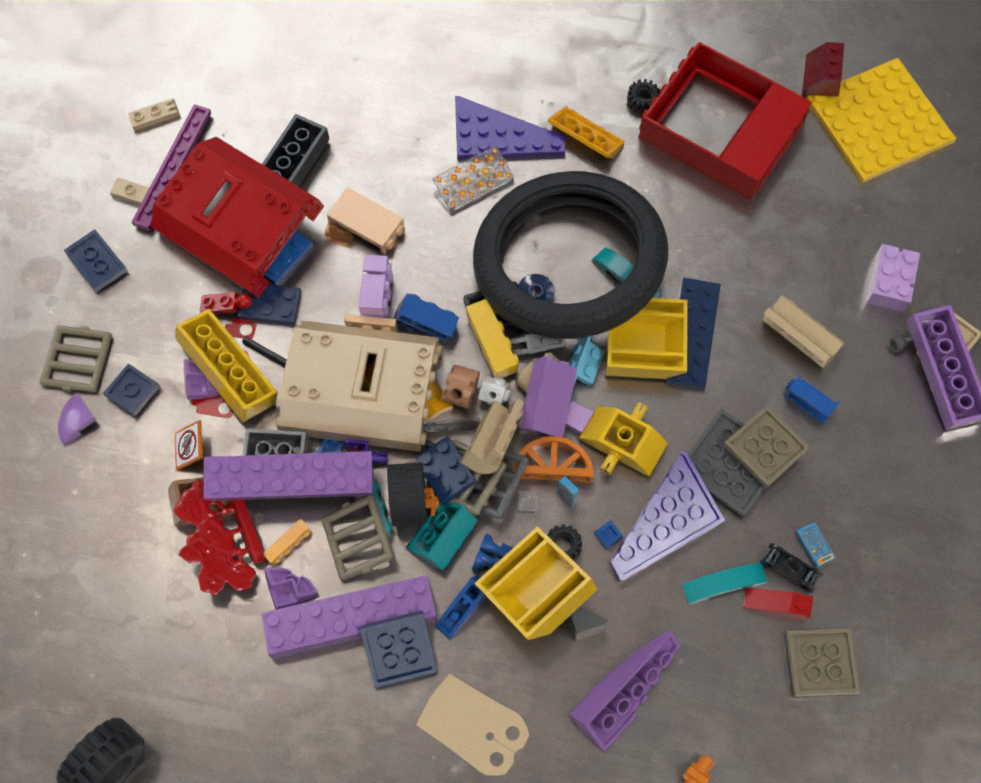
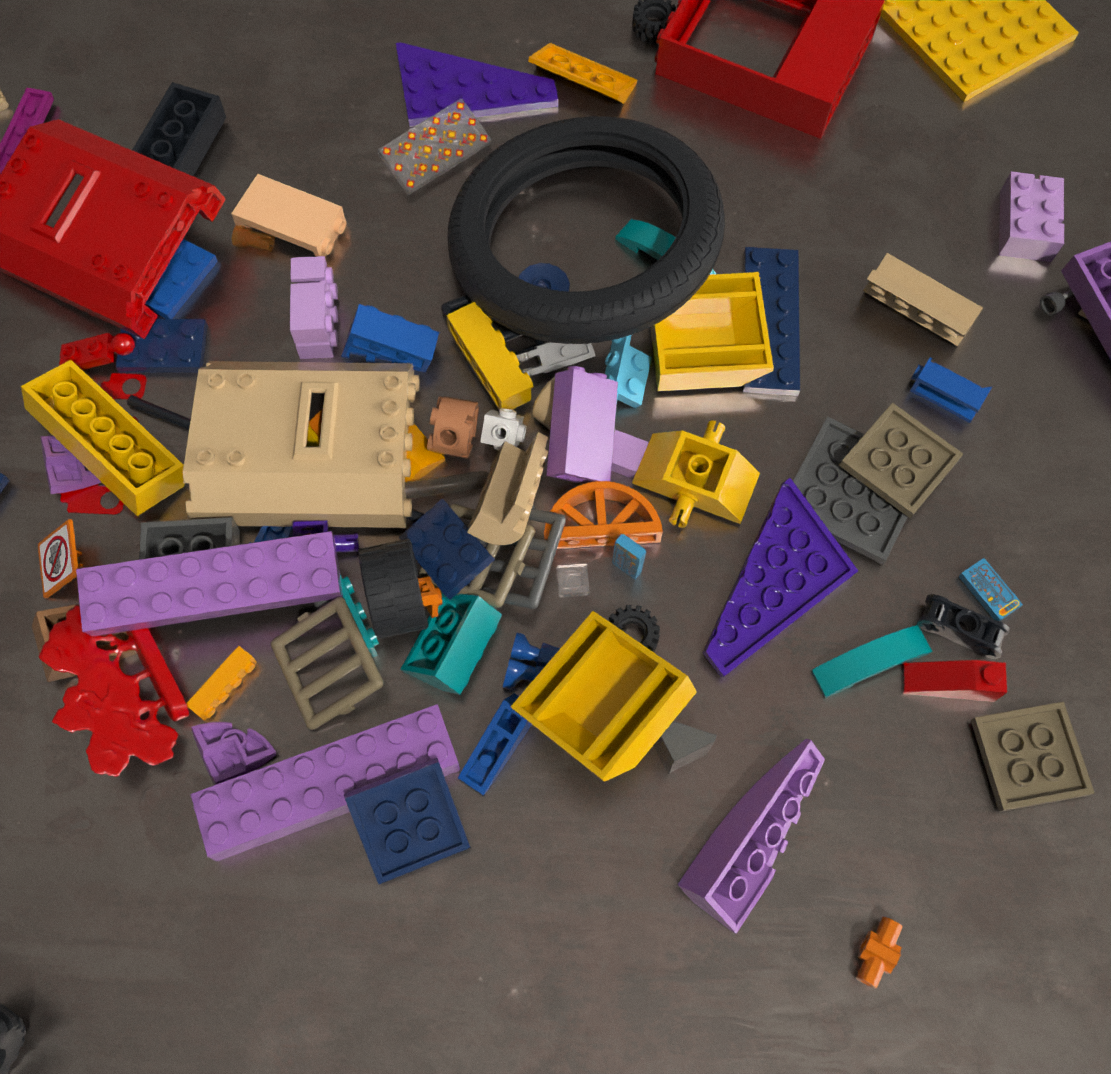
camera: 10 degrees left, 0 degrees up
(371, 322) = (312, 353): light nougat hinge -> none
(464, 716) = (515, 917): tan piece -> none
(608, 534) = (694, 613): blue tile -> none

